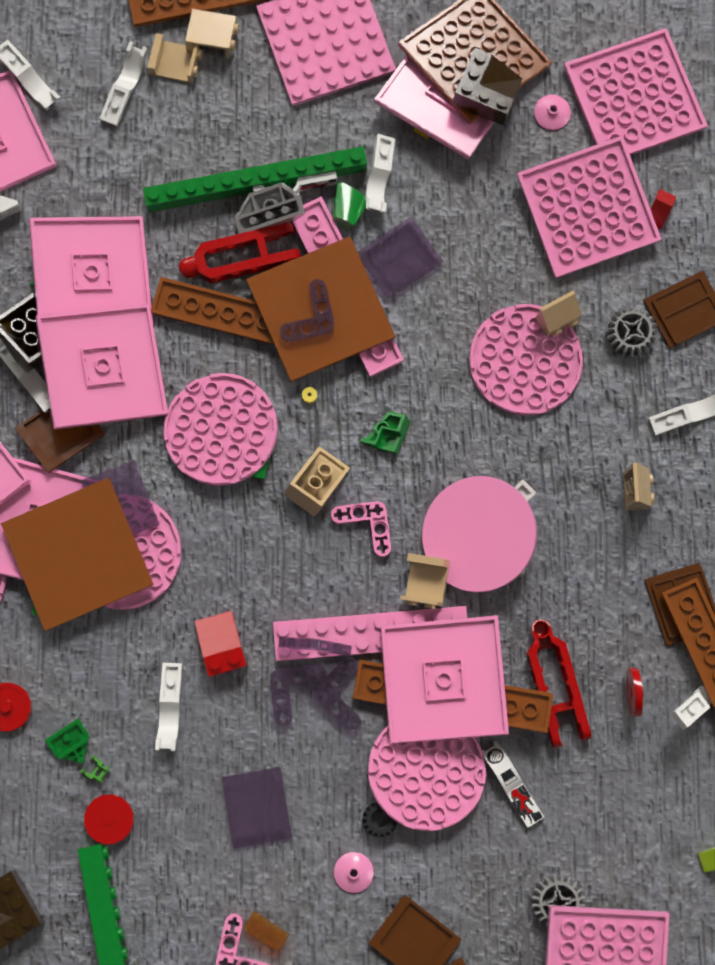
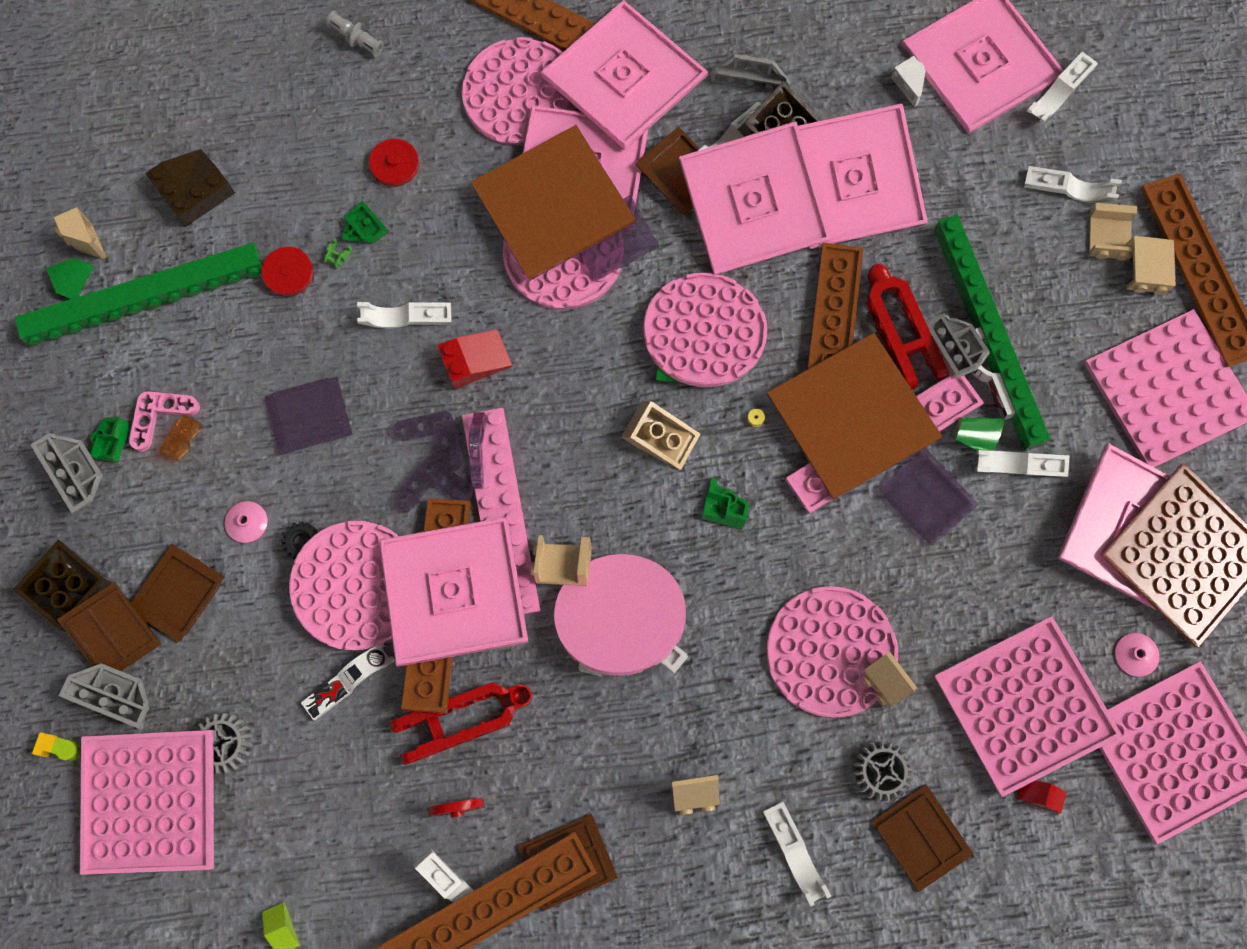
camera: 90 degrees right, 5 degrees down
(320, 316) = (842, 412): beam -> none
(374, 520) = (624, 501): bright pink beam -> none
(487, 87) = (1149, 567): dark brown slope -> none

